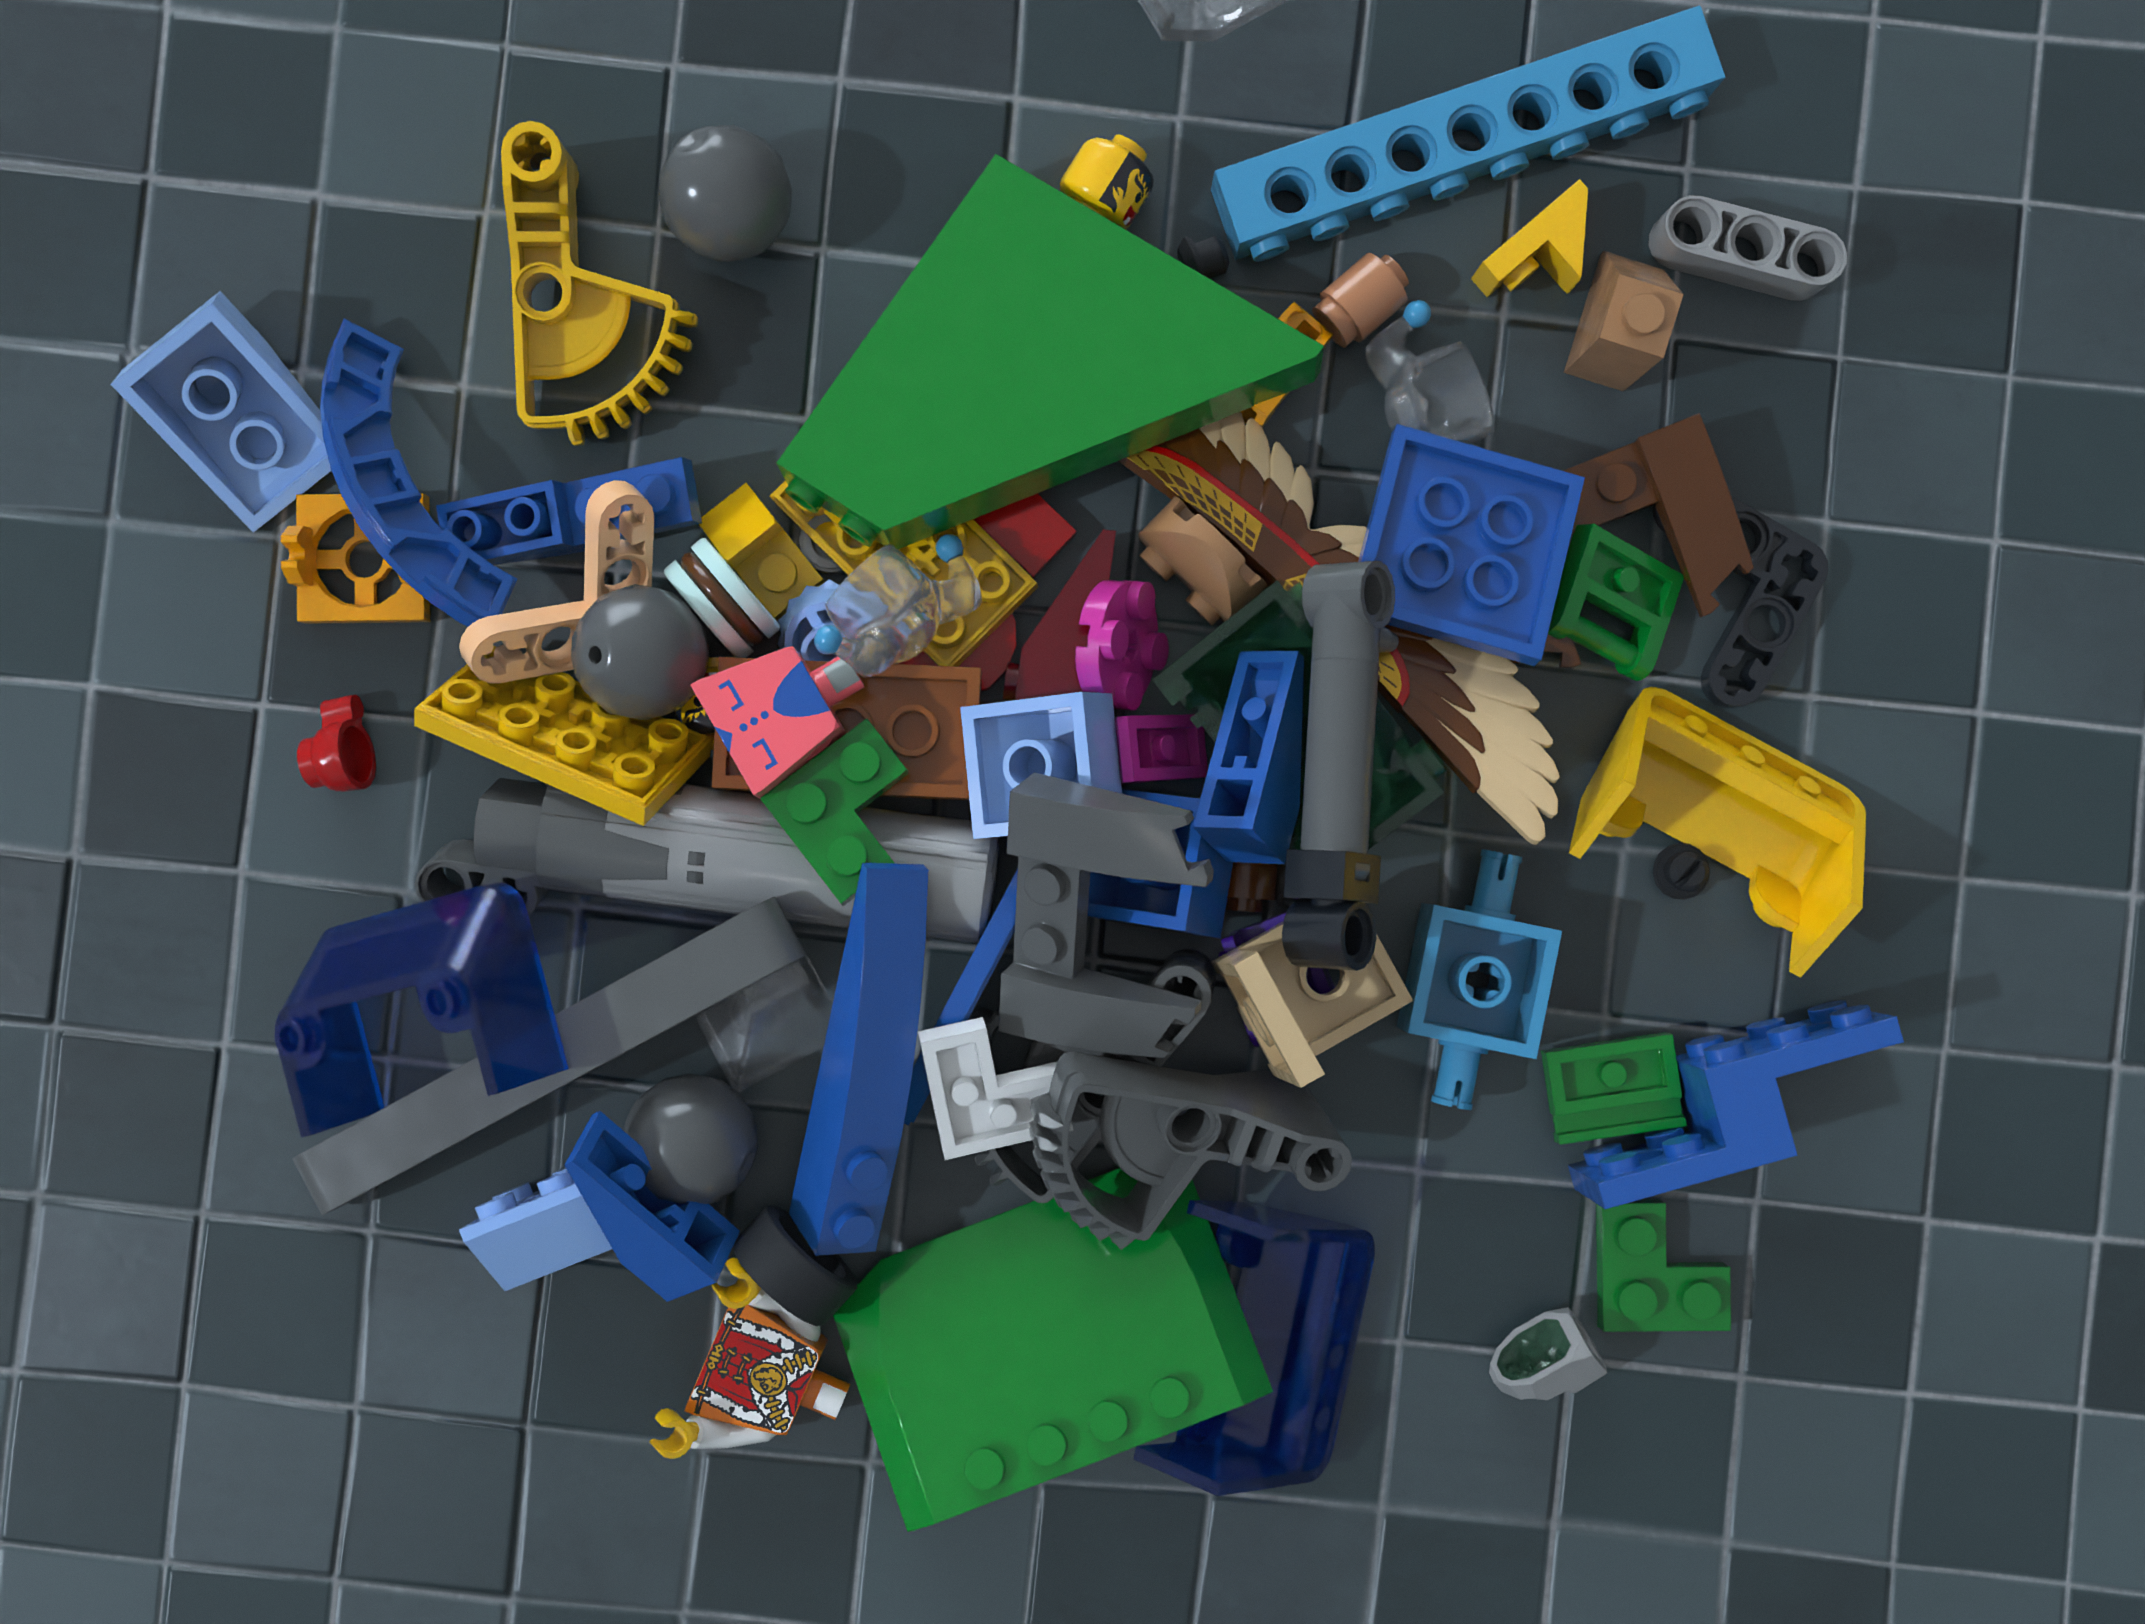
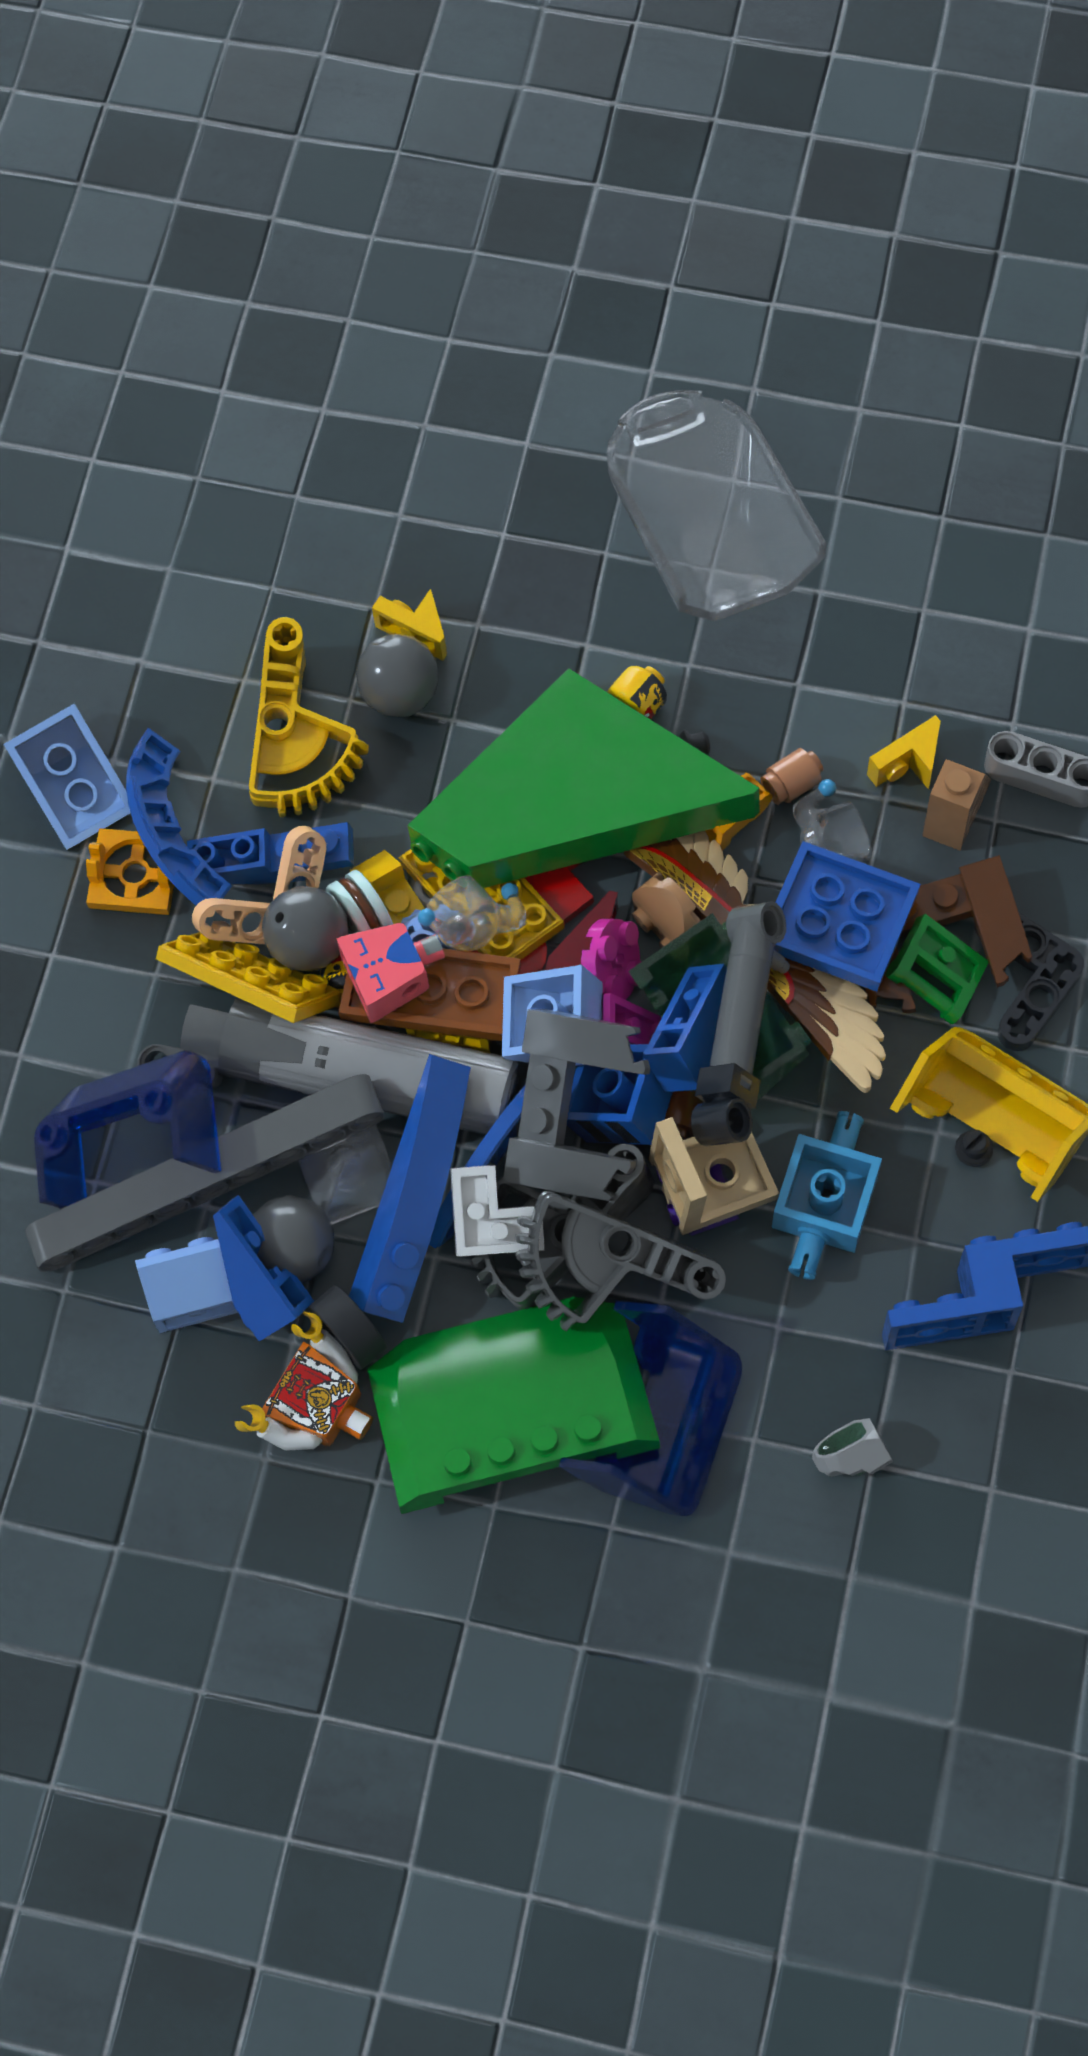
camera: 20 degrees right, 20 degrees down
(341, 751) = (99, 982): red piece -> none
(748, 101) = (422, 624): none -> yellow slope
(822, 803) = (409, 1024): green plate -> none
(1613, 1088) = (912, 1274): green plate -> none
(1644, 1291) = (928, 1421): green plate -> none
(1670, 48) = (1000, 647): dark azure brick -> none

